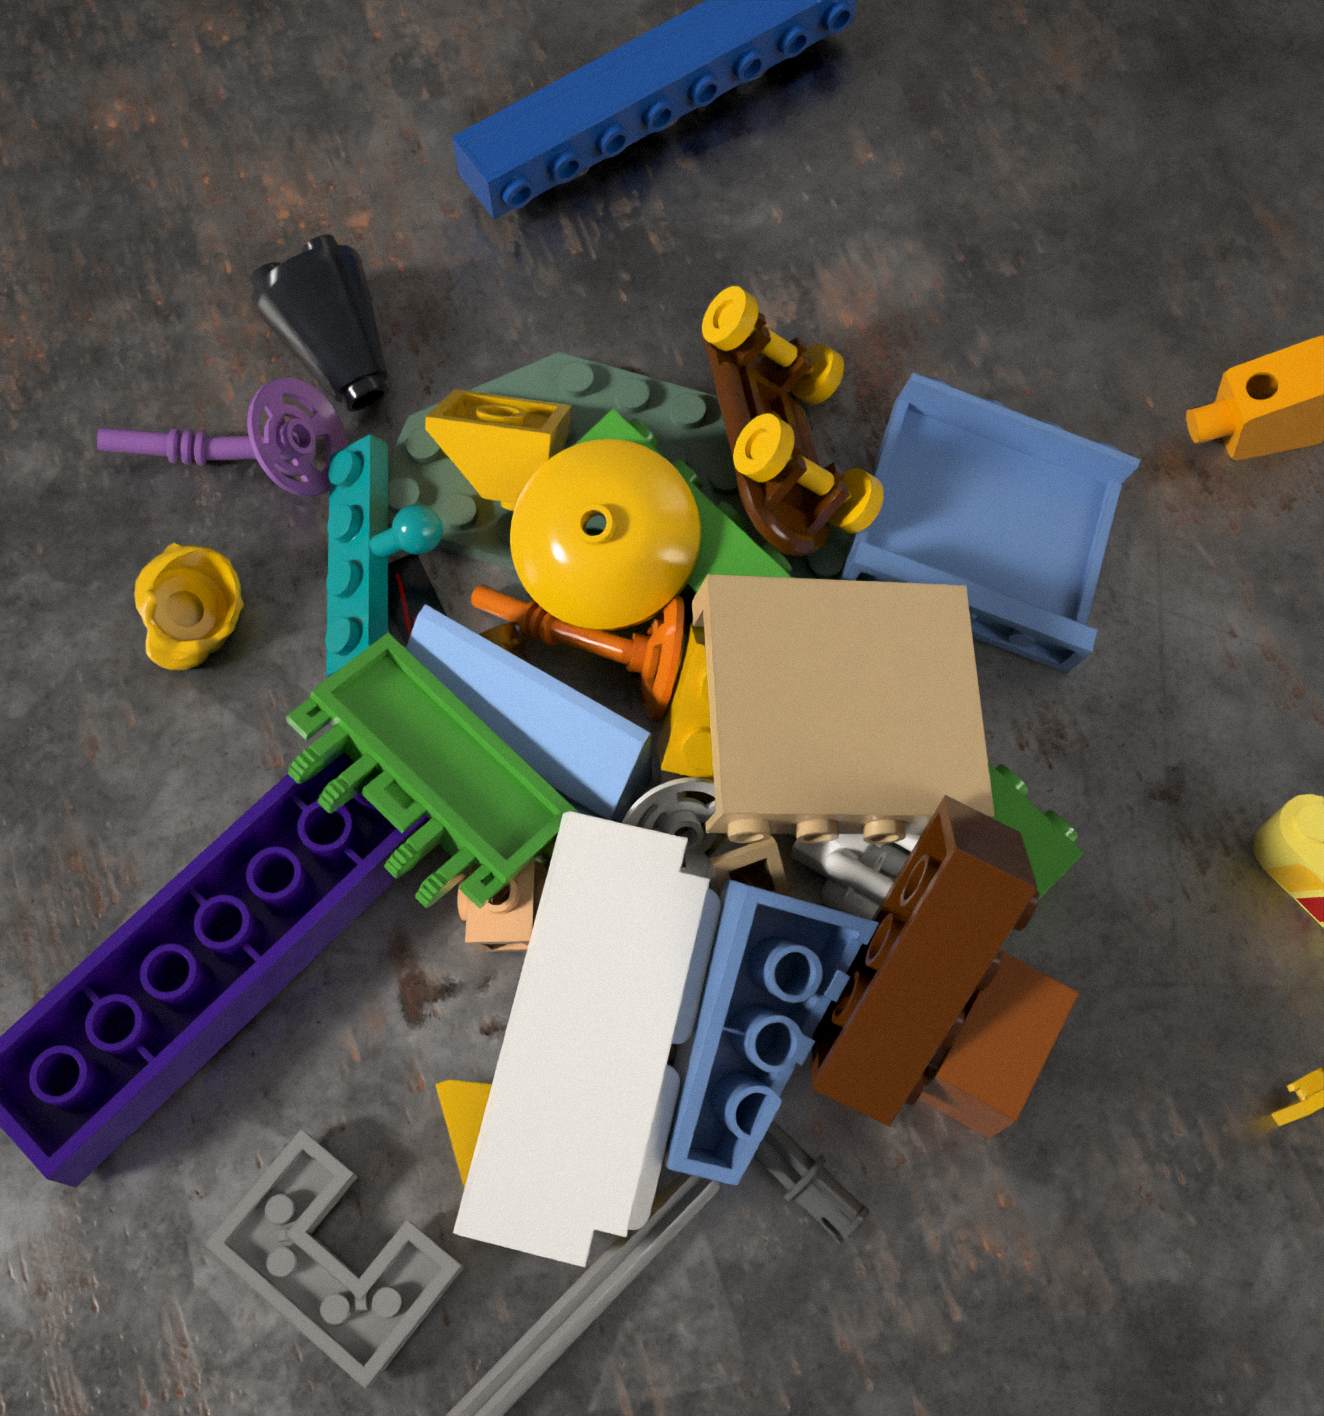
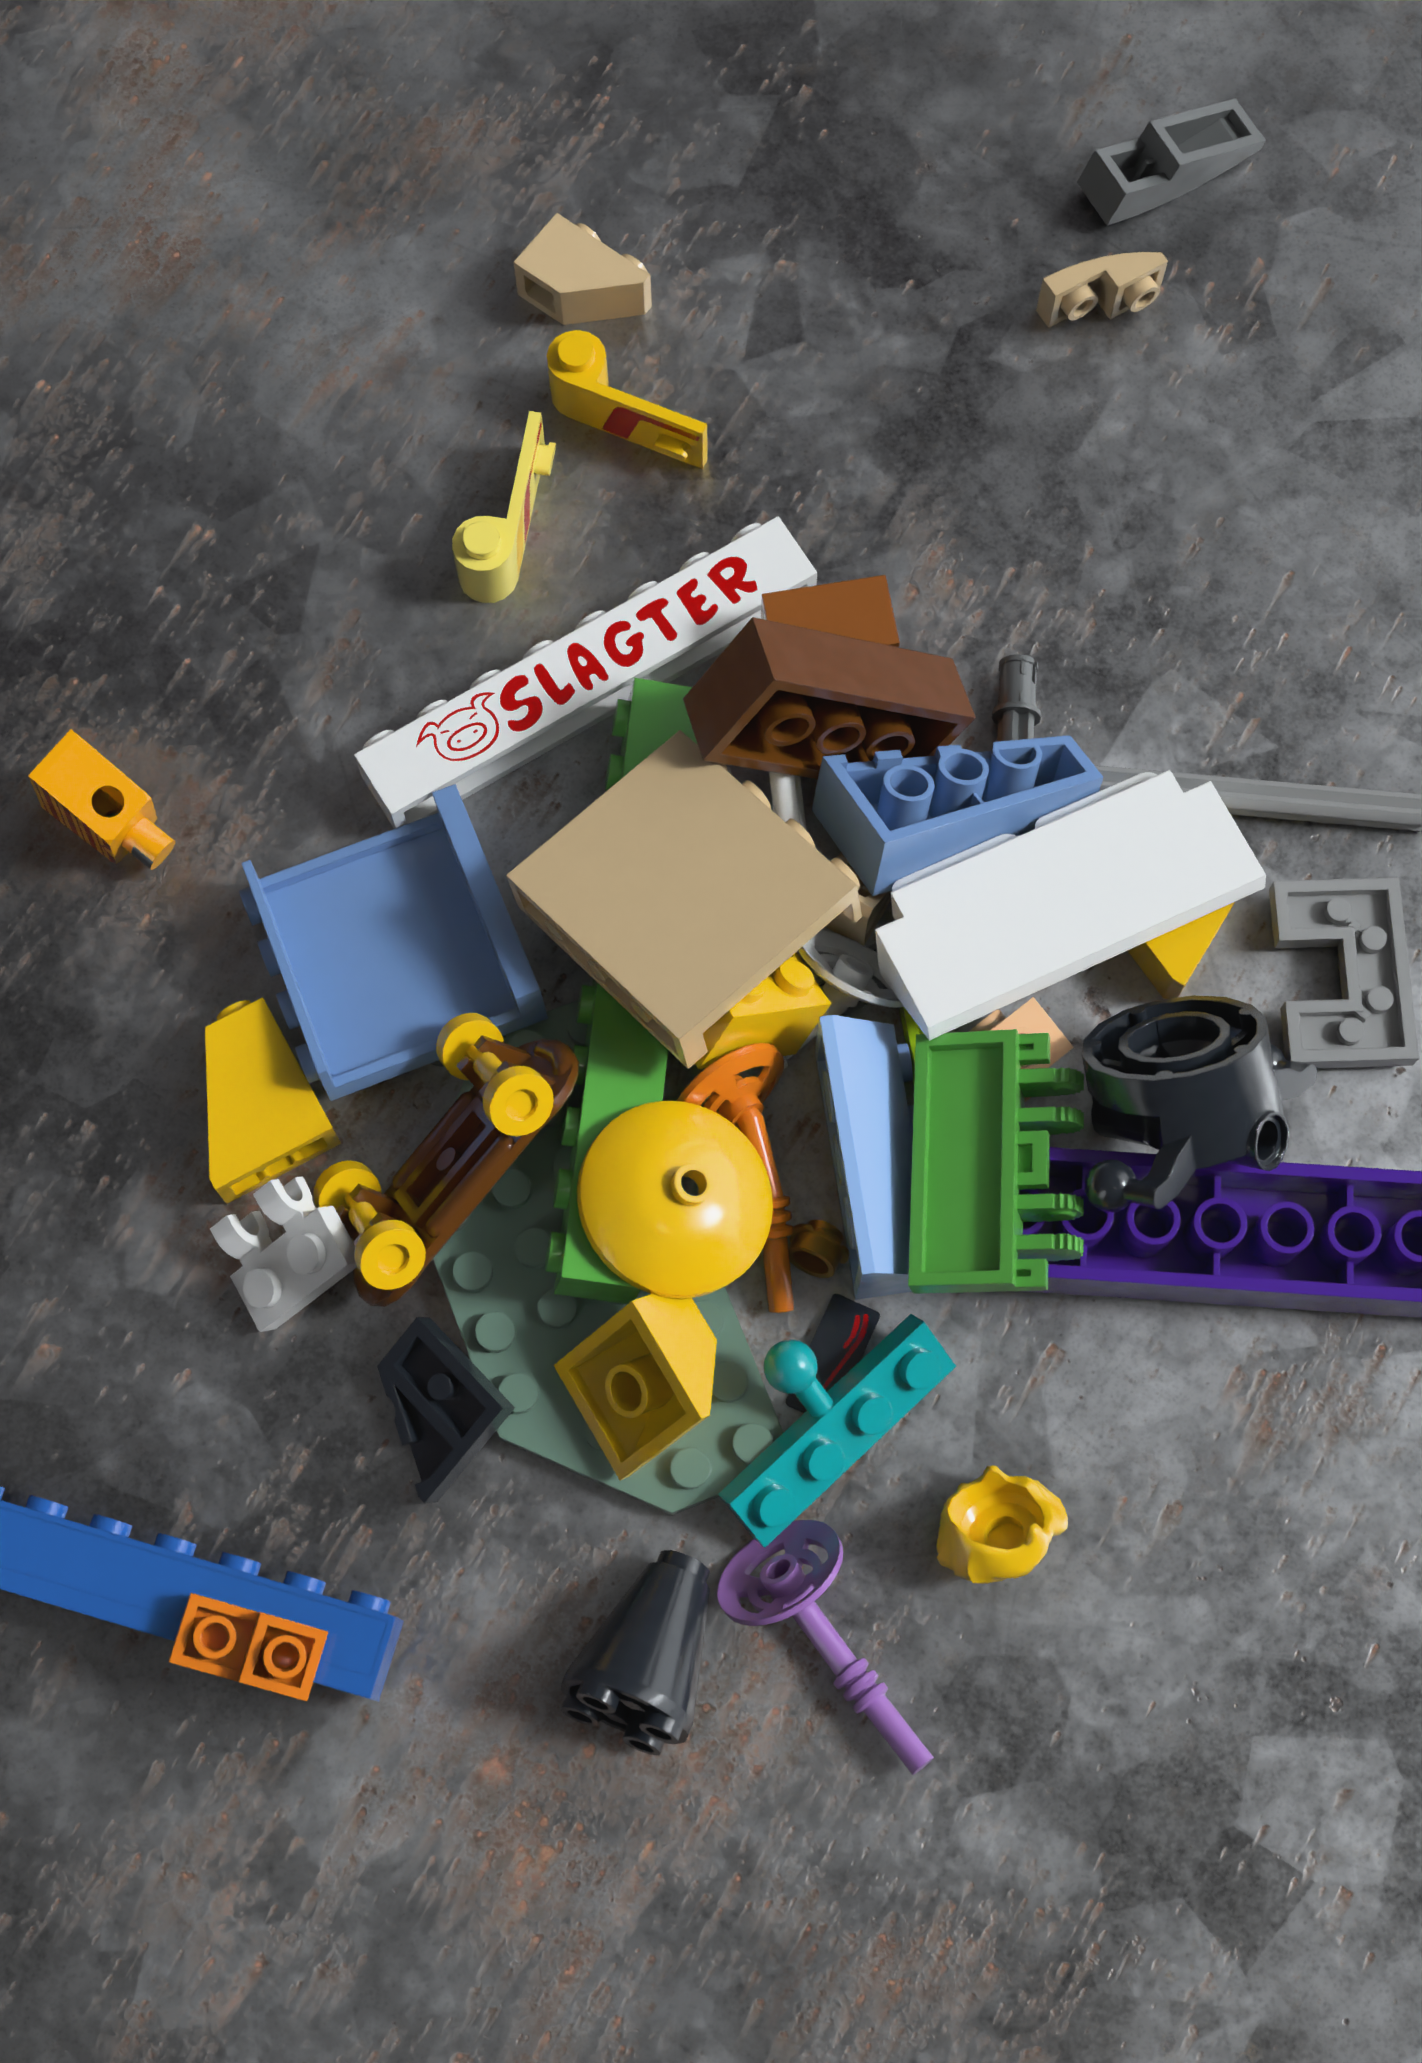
camera: 130 degrees left, 5 degrees up
(288, 970) = (1195, 1086): none -> black piece
(539, 93) = (248, 1646): none -> orange slope
(616, 331) = (440, 1405): none -> black wing
(802, 303) = (297, 1266): none -> white plate
(937, 344) = (257, 1103): none -> yellow slope
(1126, 873) = (578, 678): none -> white brick

